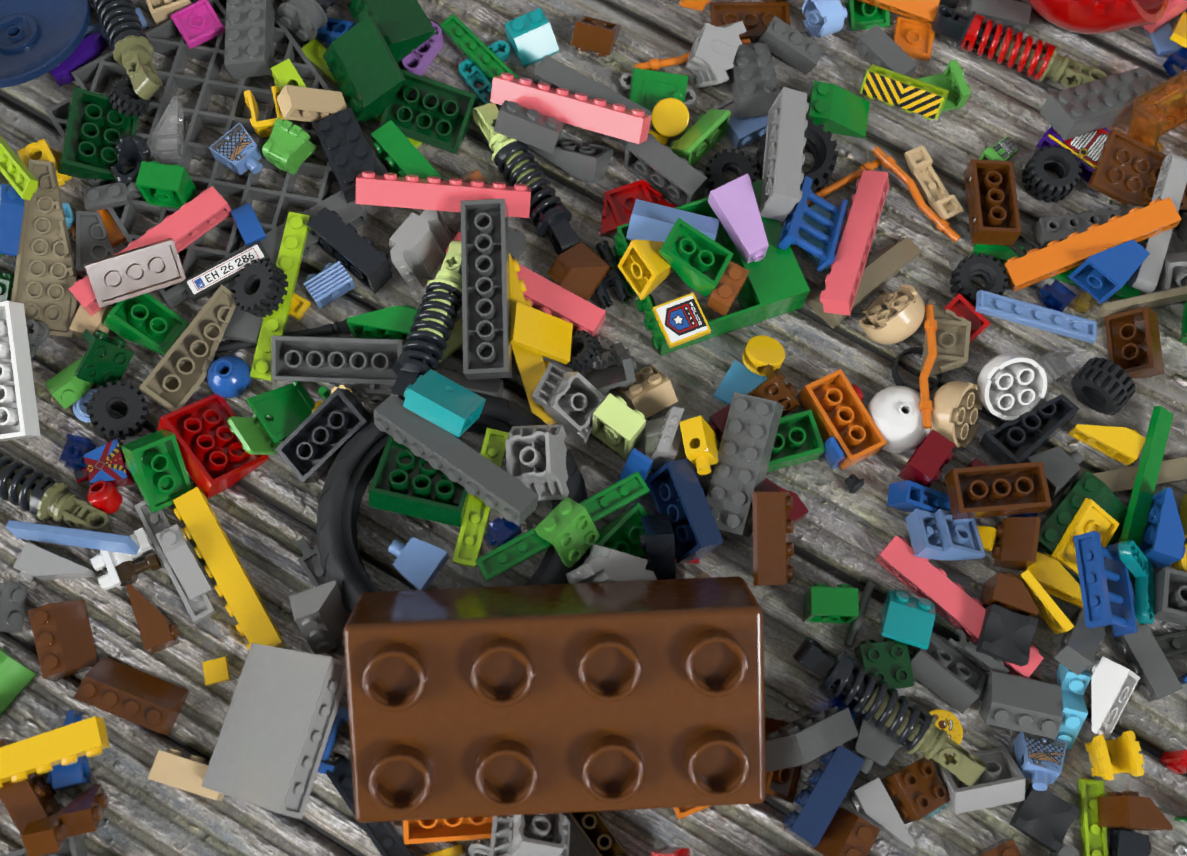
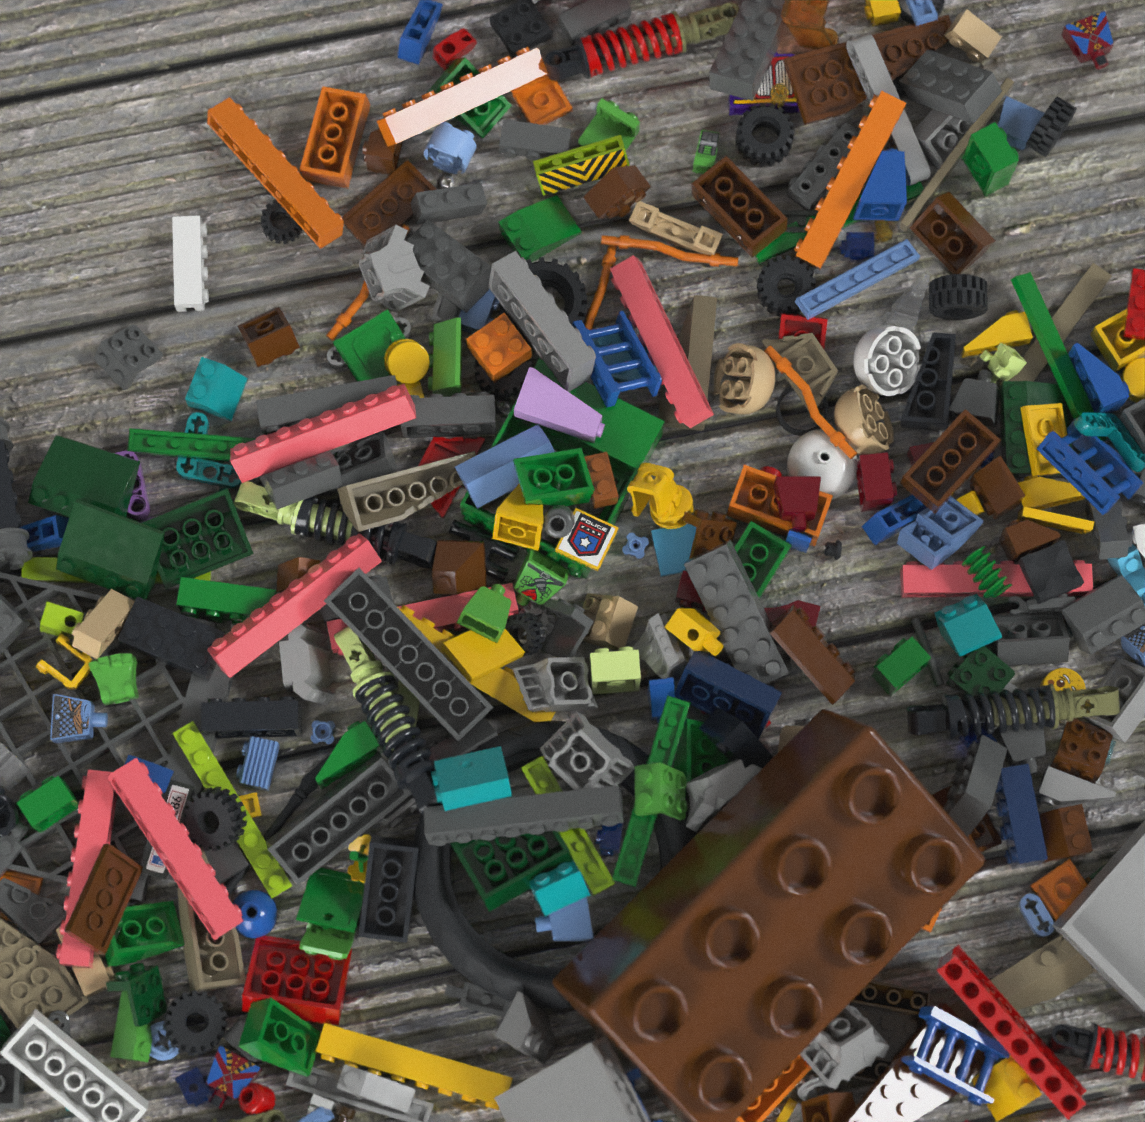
camera: 40 degrees left, 5 degrees up
(213, 283) = (175, 848): none -> coral brick
(389, 295) = (318, 727): none -> medium blue plate
(429, 530) = (559, 887): none -> teal slope
(567, 310) = (487, 612): none -> bright green torso
(582, 187) = (399, 493): none -> dark tan wedge
(625, 322) = (539, 579): none -> bright green torso
(666, 291) = (552, 525): none -> dark grey head
(714, 367) = (635, 552): none -> medium blue plate
(739, 153) = (499, 347): none -> orange brick
(762, 330) = (663, 487): none -> yellow piece
(858, 421) = (797, 499): none -> dark red torso
(913, 124) = (617, 192): none -> reddish brown brick
(954, 592) = (985, 573): none -> green piece
(1087, 149) = (776, 98): none -> clear yellow pin
(1098, 461) = (1004, 363): none -> yellowish green piece

